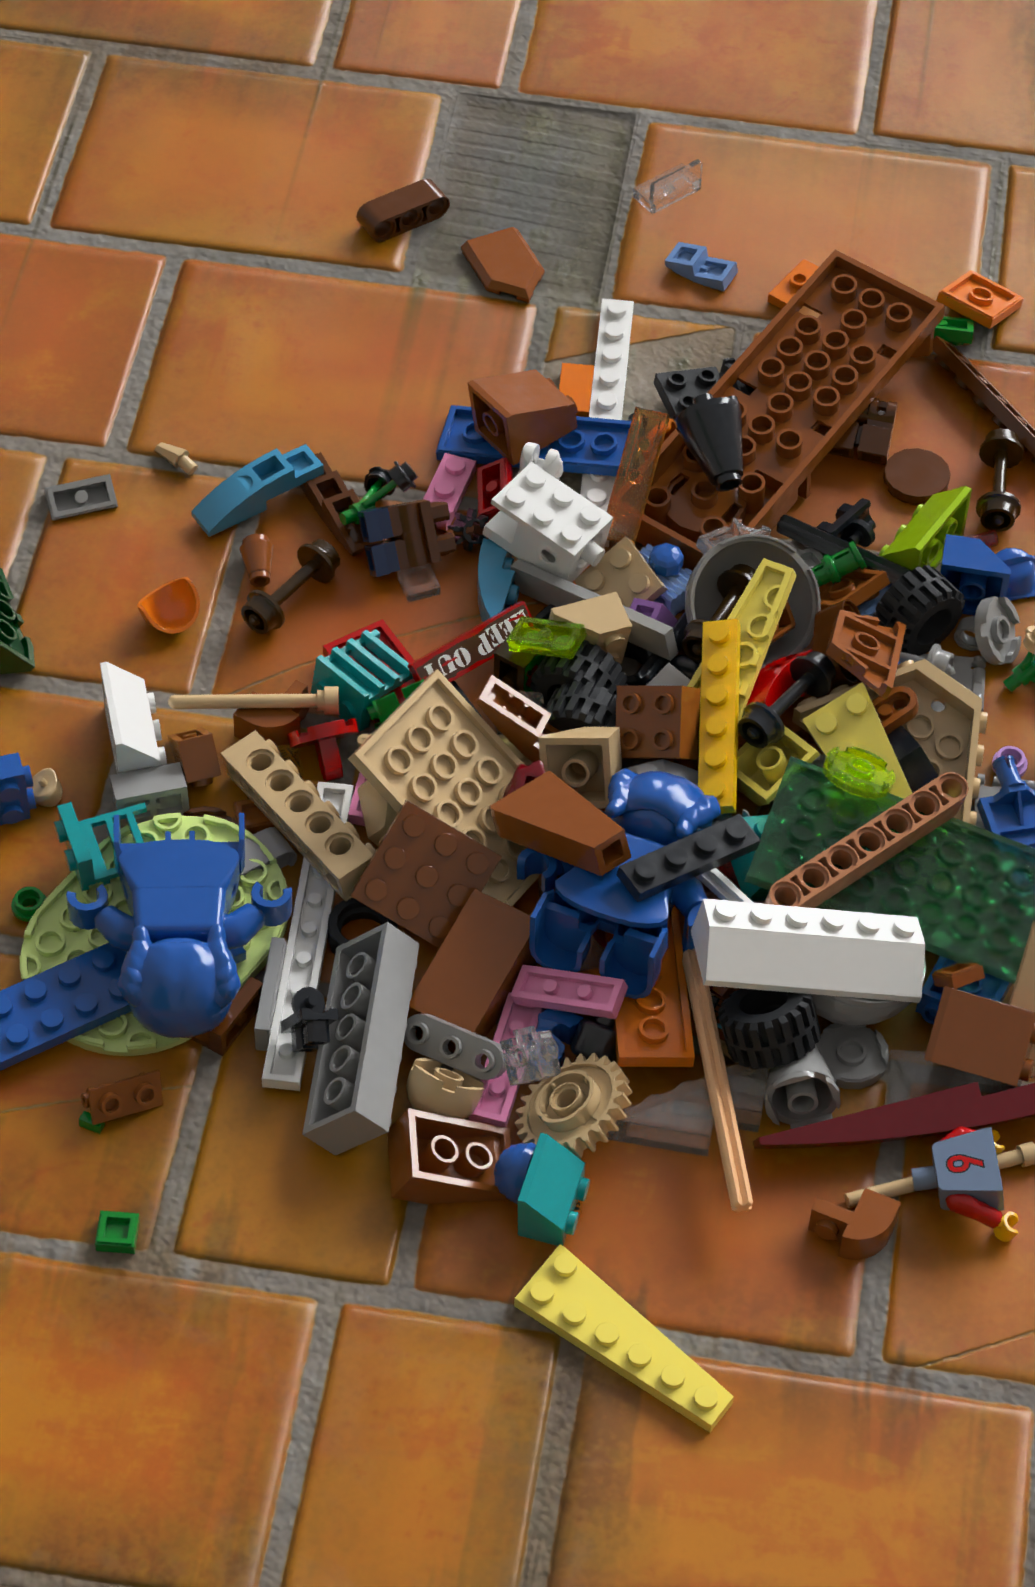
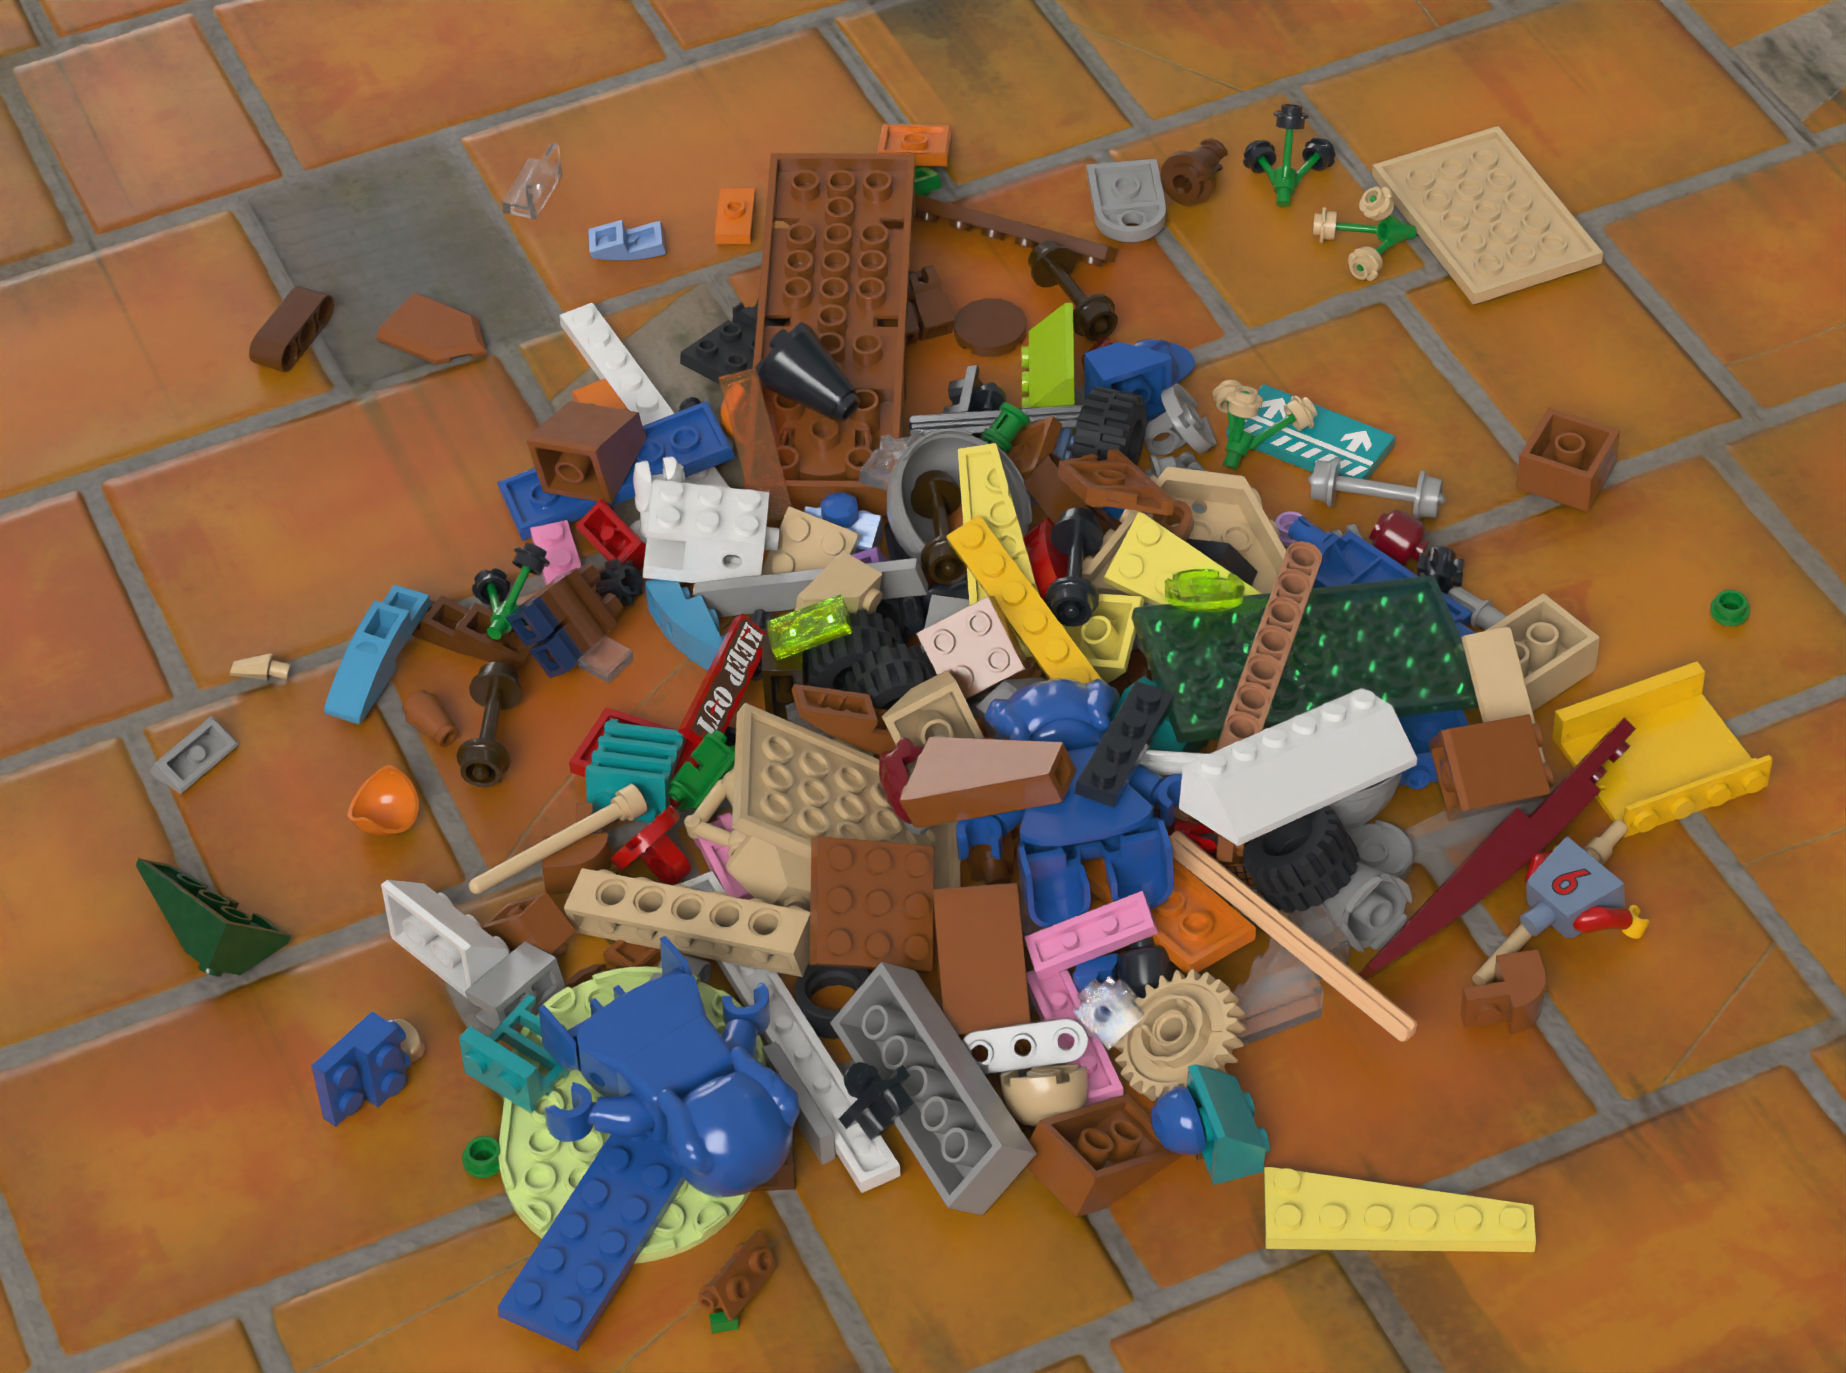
camera: 30 degrees left, 5 degrees down
(958, 975) = (1425, 724): dark orange tile -> none

